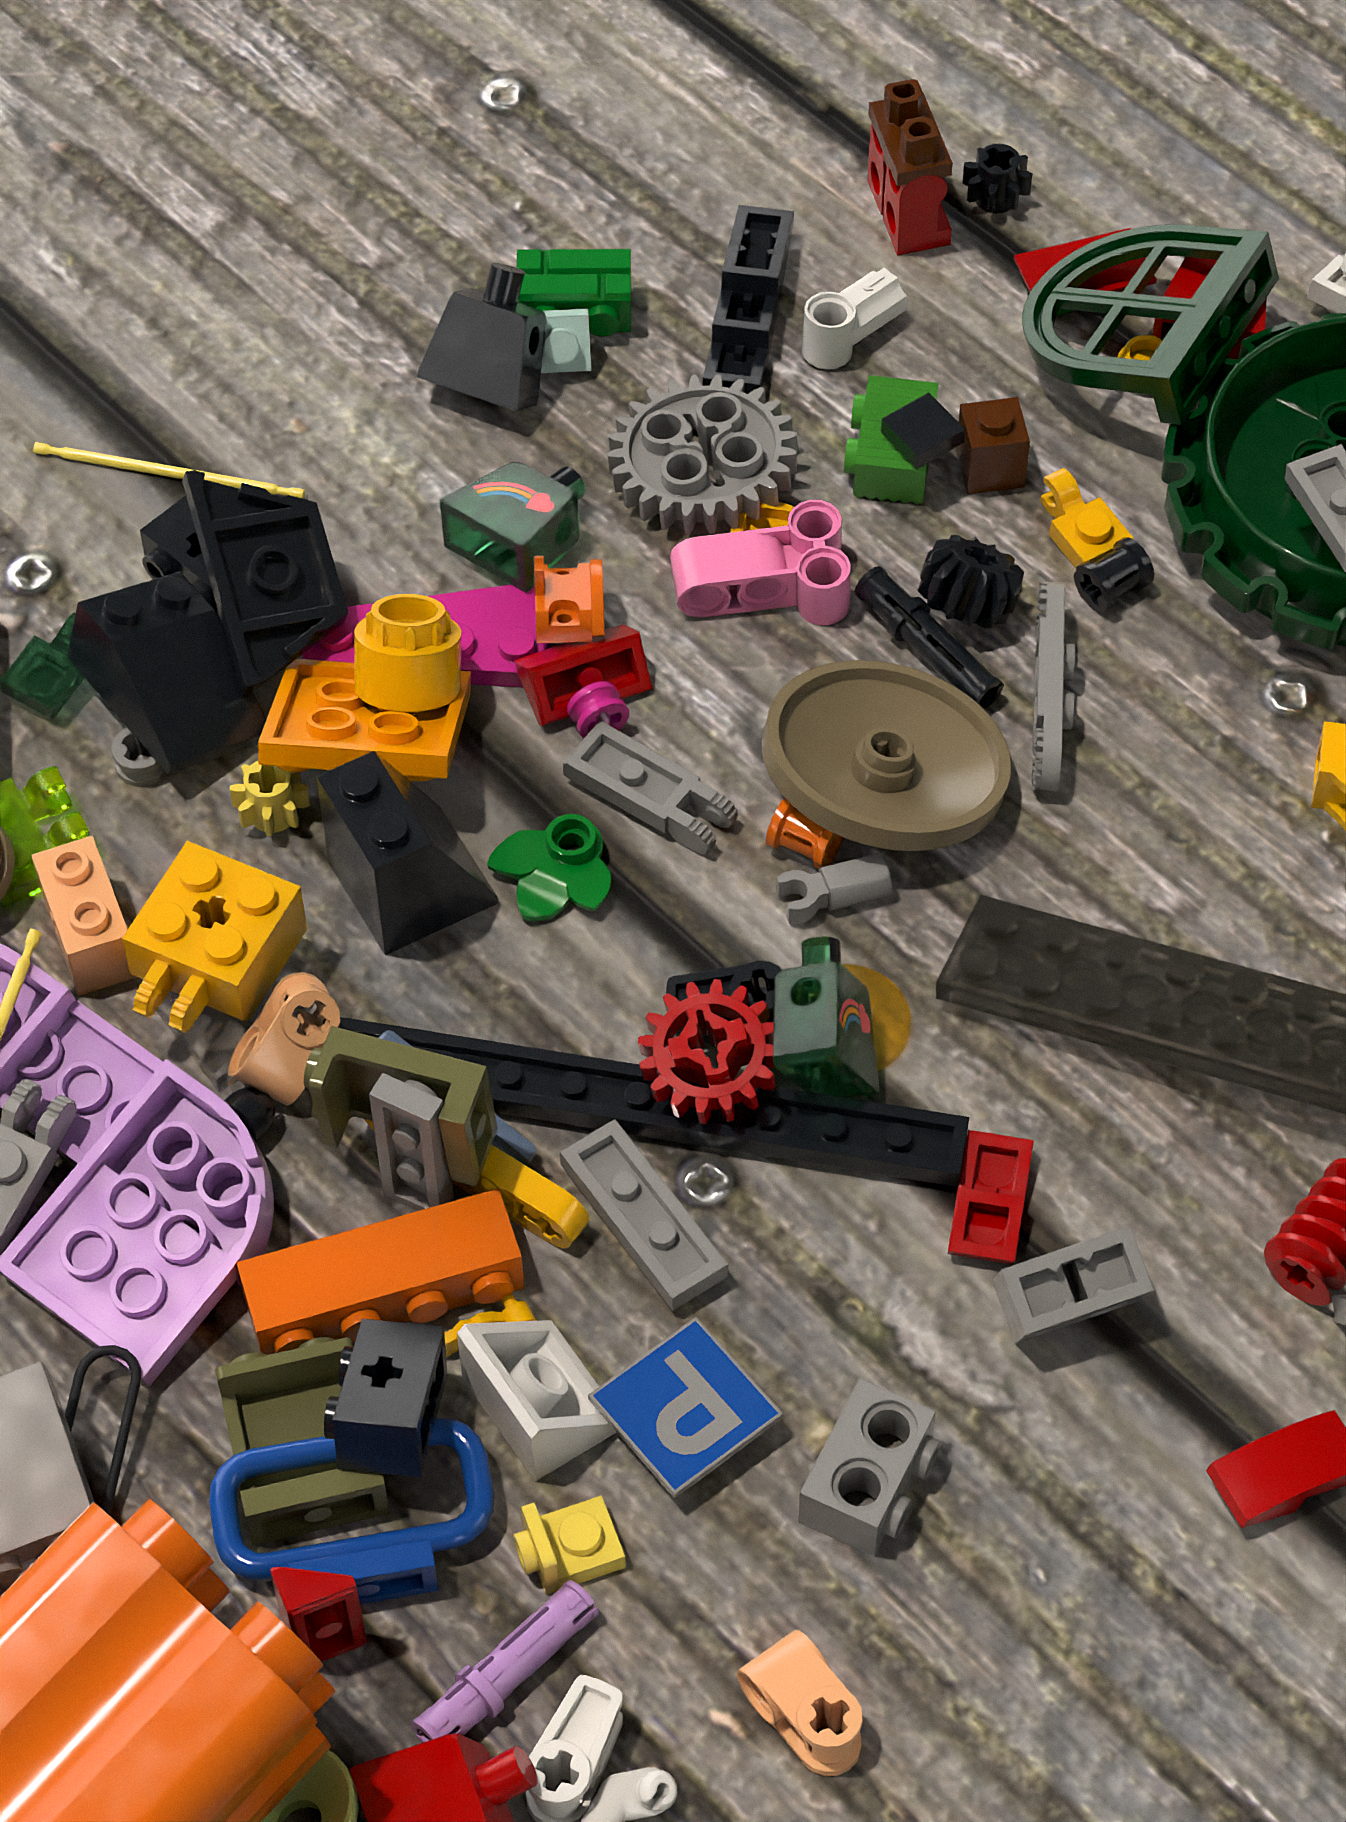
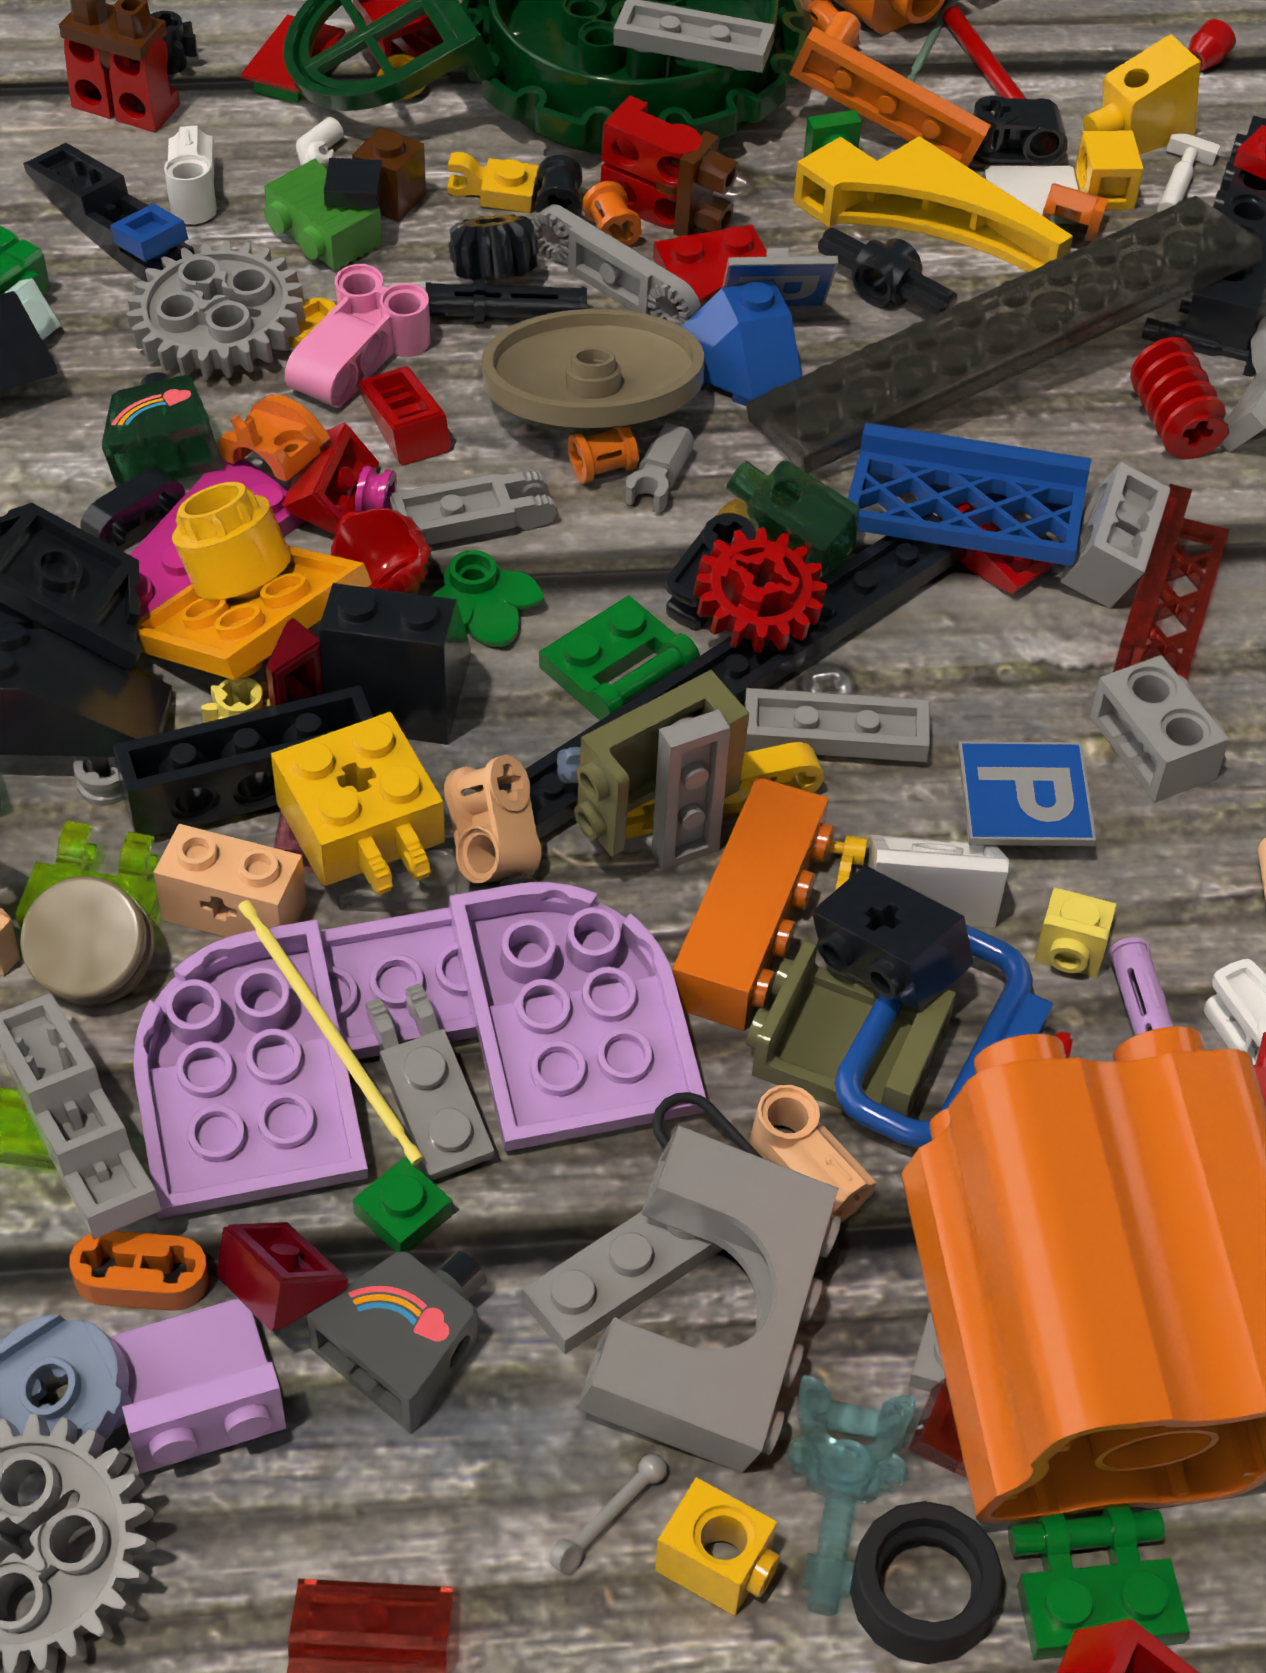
camera: 55 degrees left, 5 degrees down
(147, 1478) = (811, 1148): none -> light nougat piece
(165, 806) = (223, 763): none -> black brick
(295, 807) = (295, 665): none -> dark red slope
(419, 568) = (133, 508): none -> black beam
(516, 765) = (387, 545): none -> red hair
(581, 991) = (609, 646): none -> green plate
(717, 669) = (408, 421): none -> red slope
(732, 344) = (149, 232): none -> blue plate
(985, 371) = (318, 141): none -> white arm
(1050, 843) = (746, 340): none -> blue slope
(1054, 1356) = (1154, 586): none -> clear red fence
(1057, 1124) = (986, 475): none -> blue fence
(1121, 636) = (613, 212): none -> orange bush
(1145, 752) = (704, 256): none -> red wing
(1145, 806) = (800, 279): none -> piece
(1198, 632) = (667, 170): none -> red hips
(1271, 890) = (887, 272): none -> black axle

